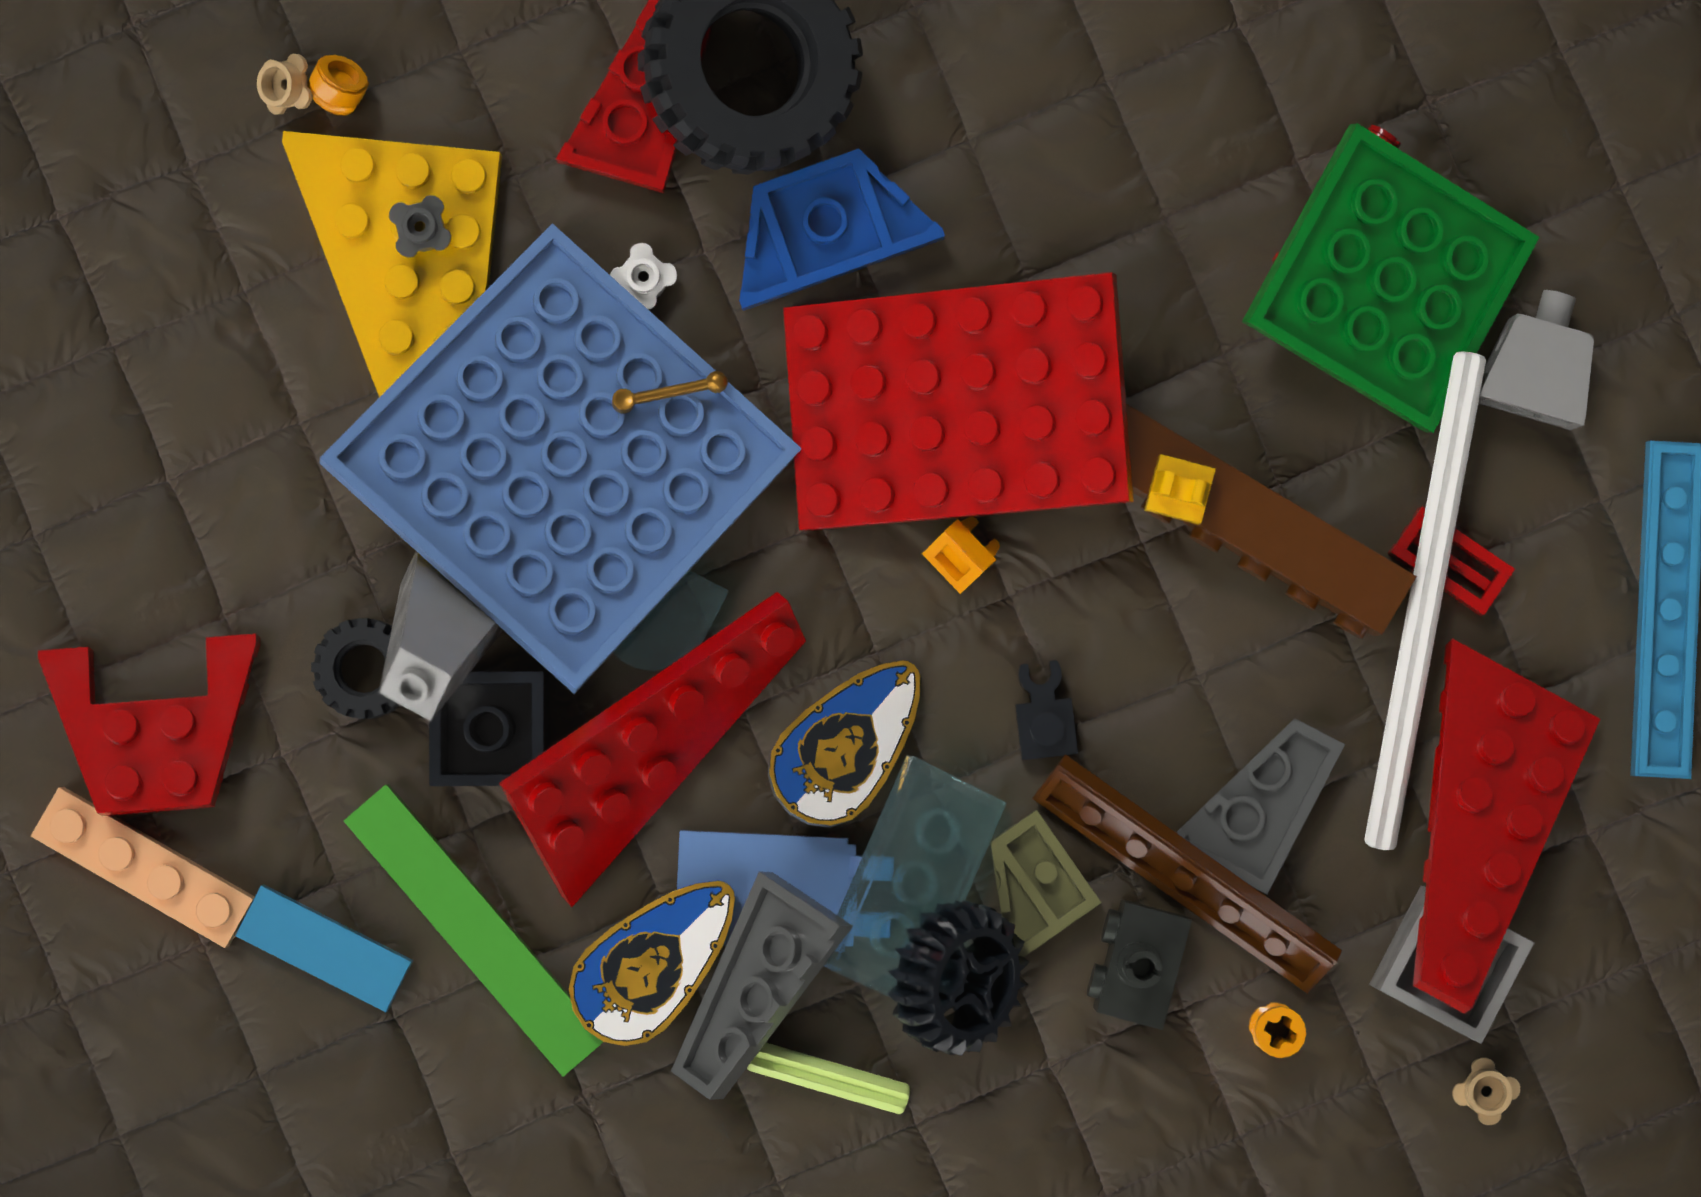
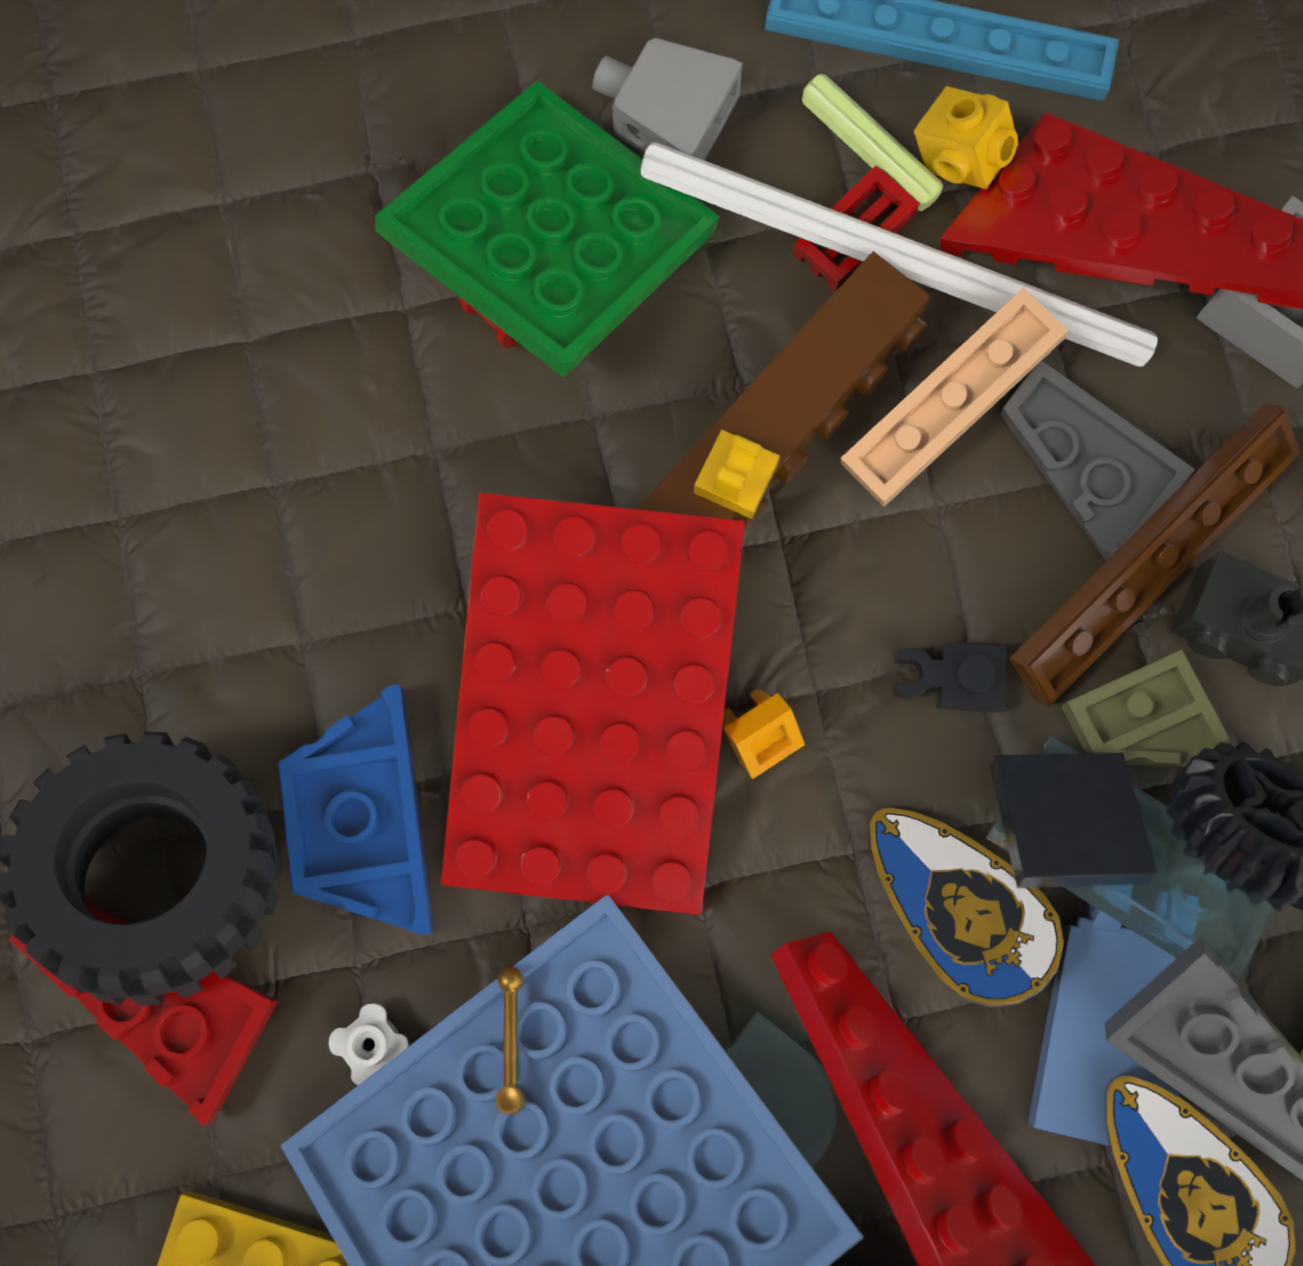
camera: 75 degrees left, 10 degrees down
(932, 819) = (1071, 820): none -> black tile
(1295, 672) = (954, 396): none -> light nougat plate
(1541, 560) = (870, 139): none -> yellowish green axle
(1552, 647) = (967, 137): none -> yellow brick

